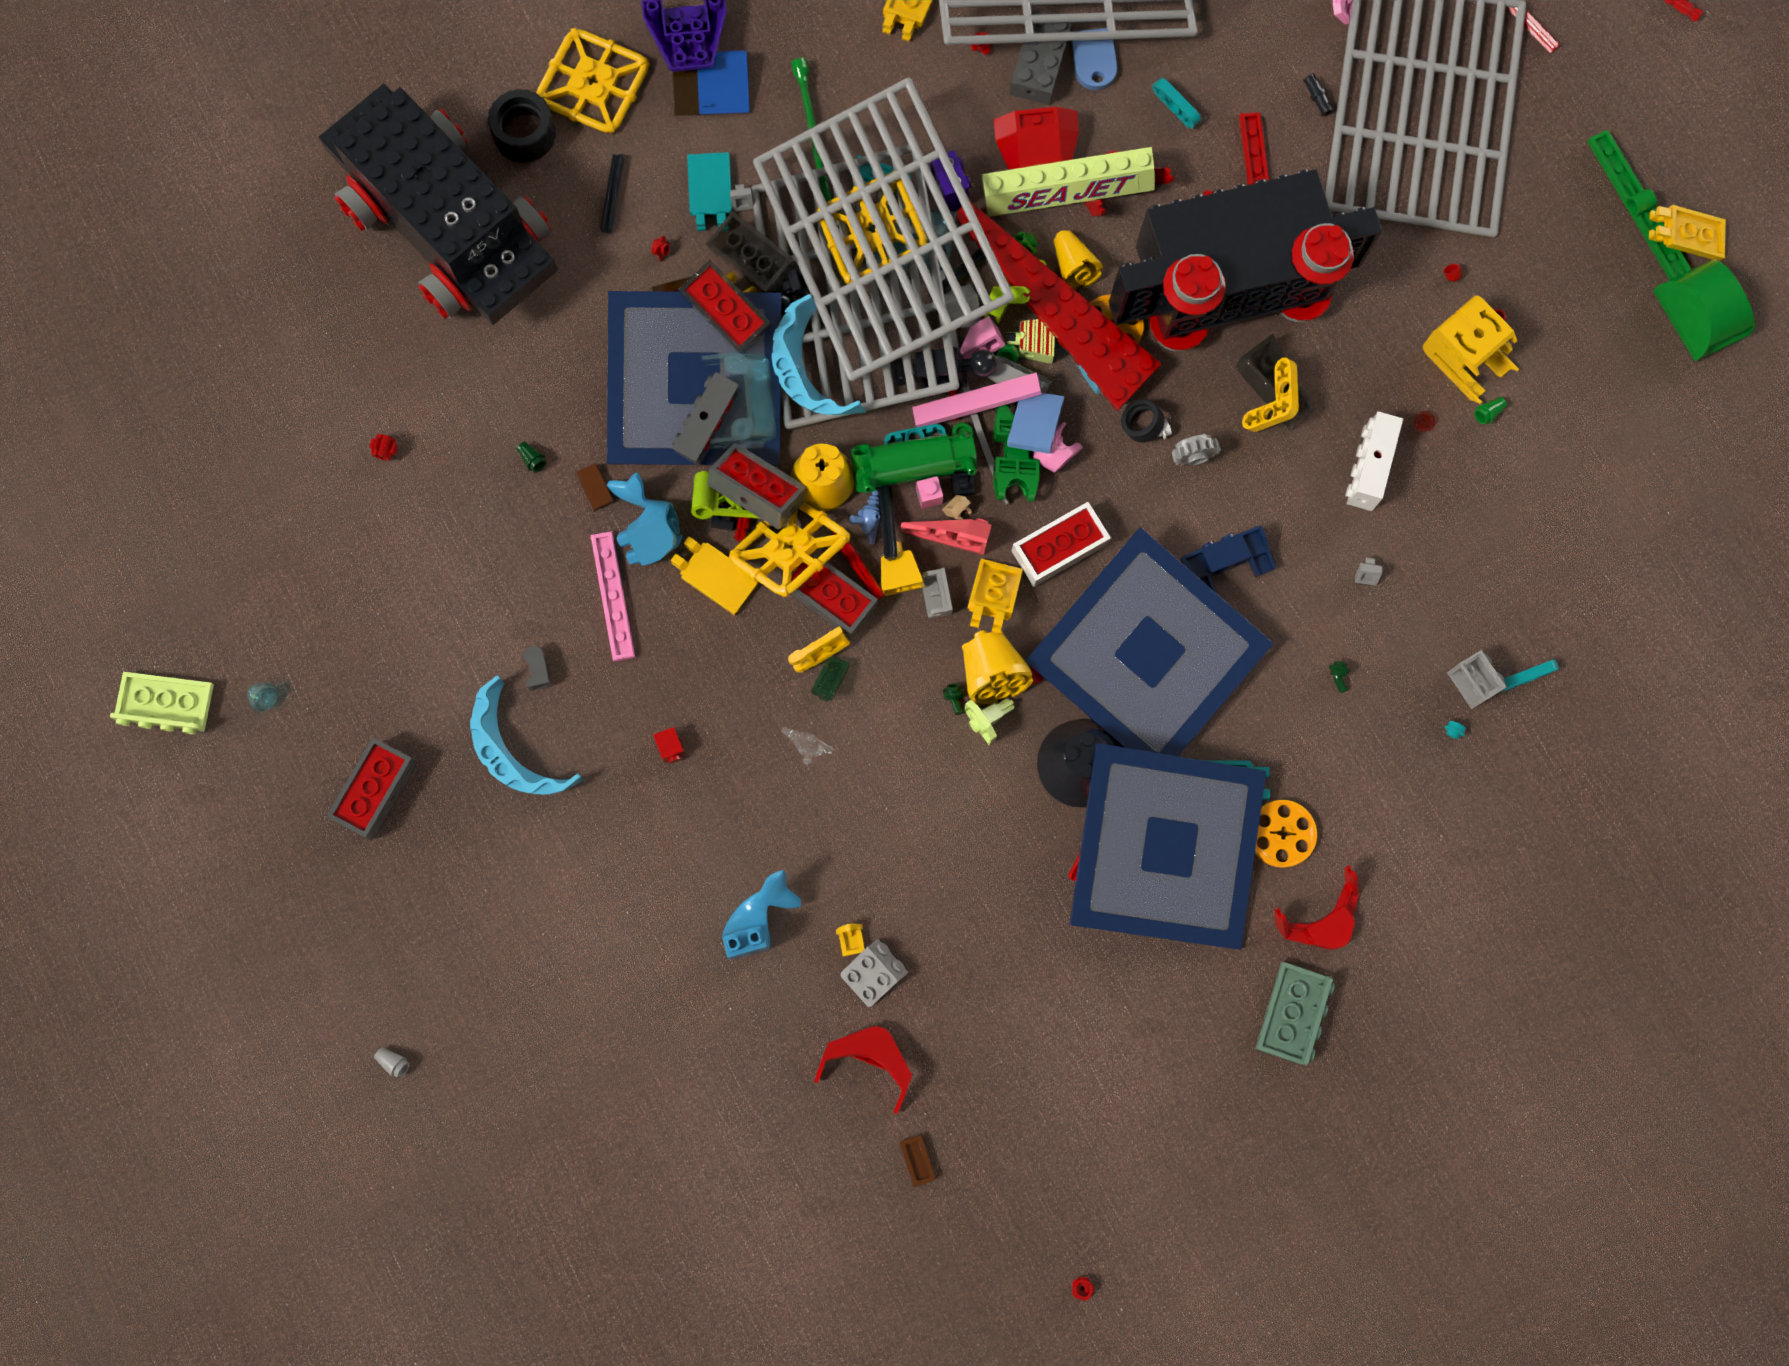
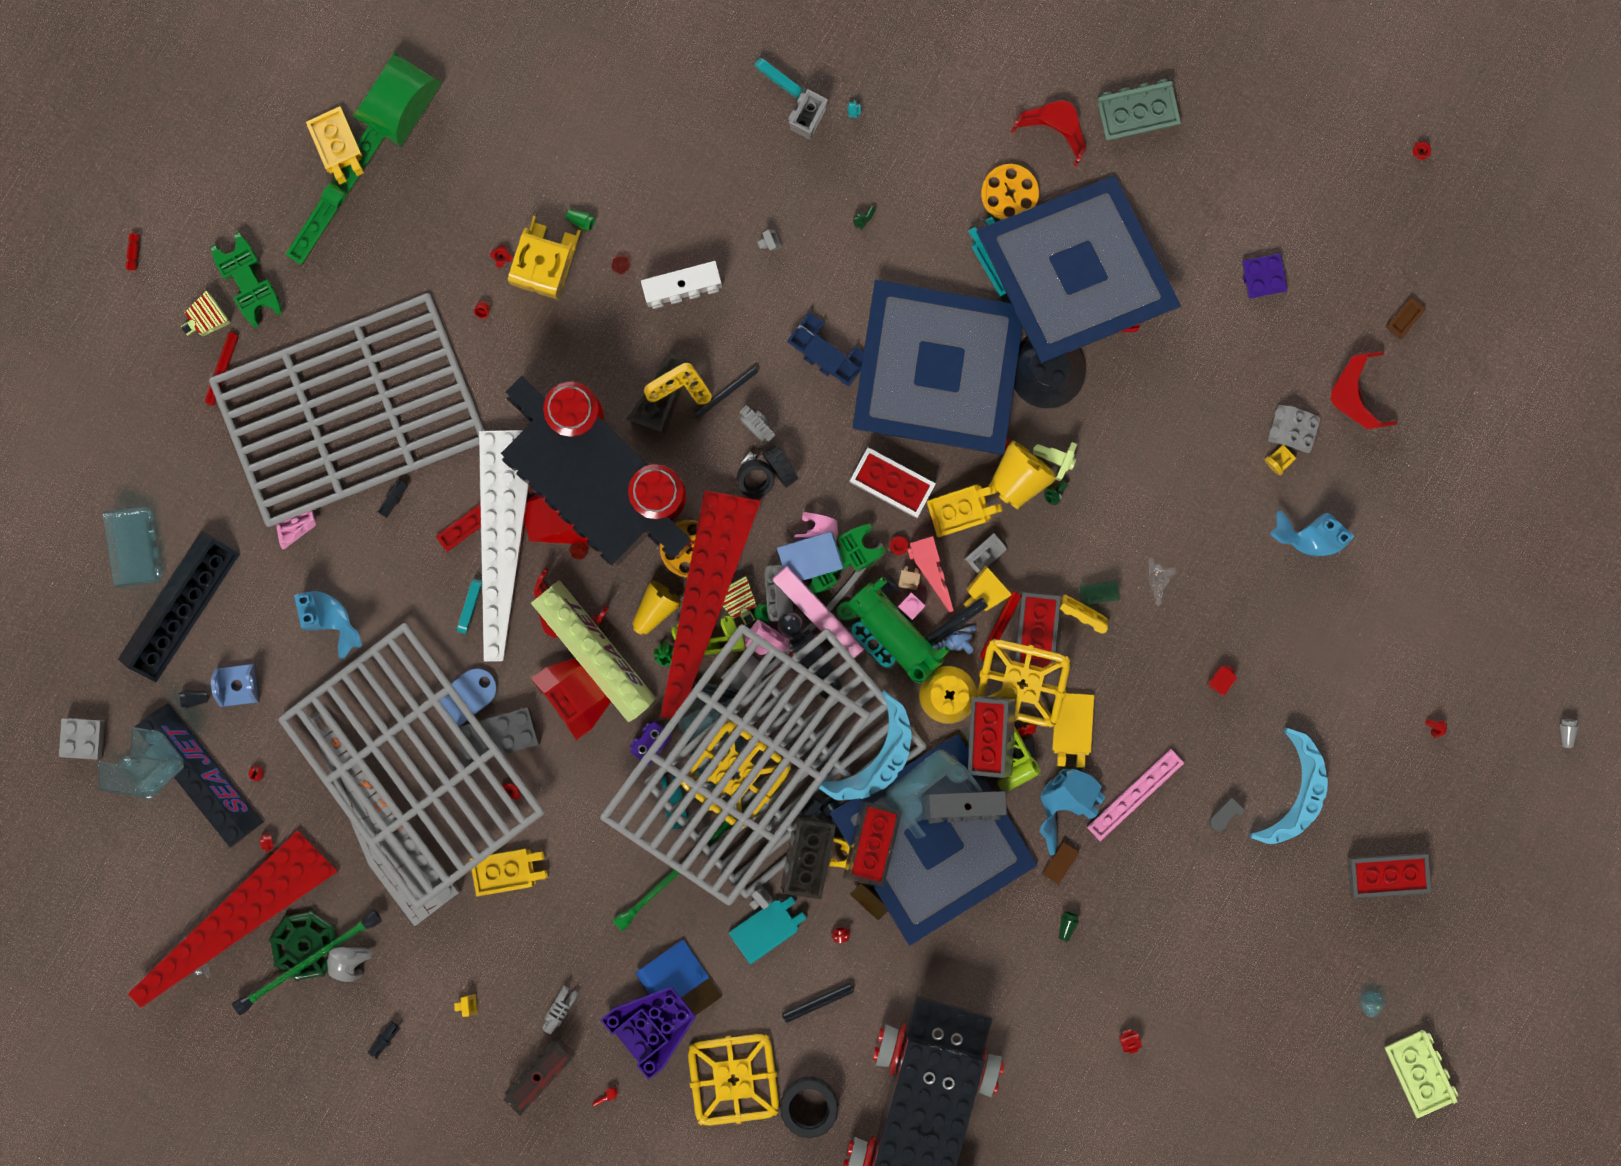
camera: 120 degrees left, 10 degrees up
(482, 930) = (1438, 728): none -> red plate
(996, 518) = (899, 545): none -> red tile
(1048, 1039) = (1264, 276): none -> dark purple plate
(1141, 448) = (780, 466): none -> black tyre
(1203, 153) = (502, 526): none -> white wing
(1242, 449) = (727, 391): none -> black bar
(1587, 31) = (204, 316): none -> torso
(1616, 85) = (253, 293): none -> green piece

